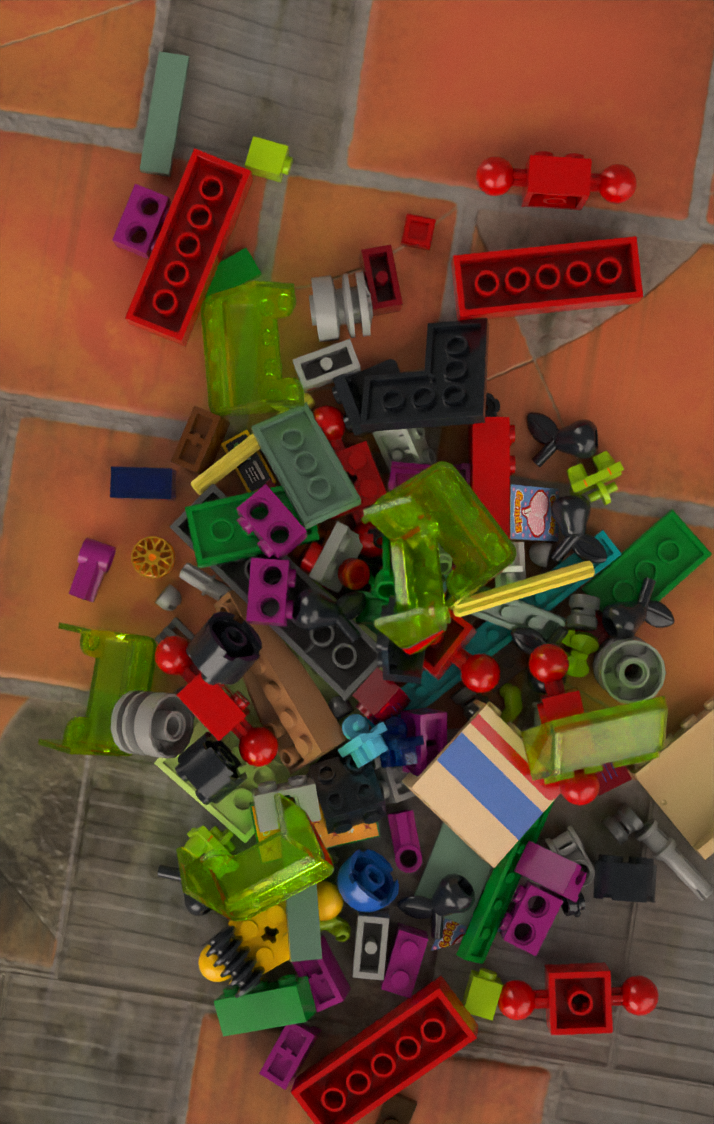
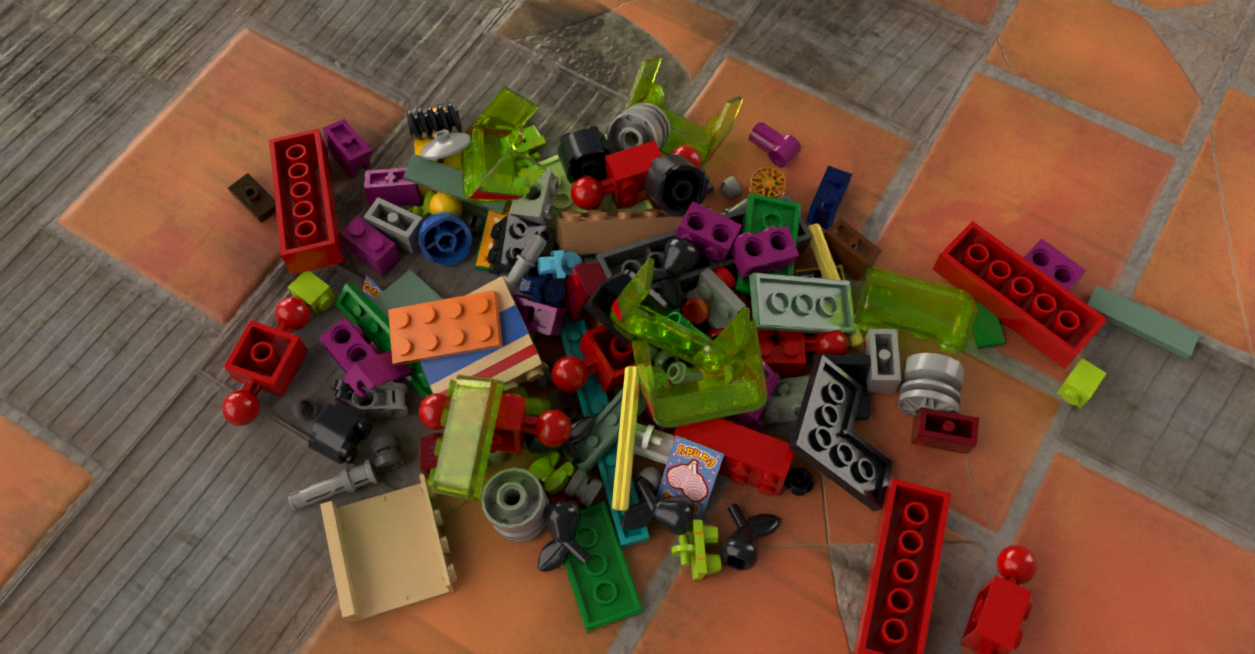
camera: 115 degrees right, 25 degrees down
(266, 929) = (445, 145): none -> light grey dish
(266, 1005) = (388, 140): green brick -> none
(372, 774) = (526, 260): none -> light grey axle
(404, 837) = (462, 281): magenta piece -> none
(418, 232) = (979, 487): red tile -> none
(451, 897) = (399, 290): black piece -> none
(484, 822) = (445, 328): none -> orange plate
(611, 931) = (307, 412): none -> dark grey hinge

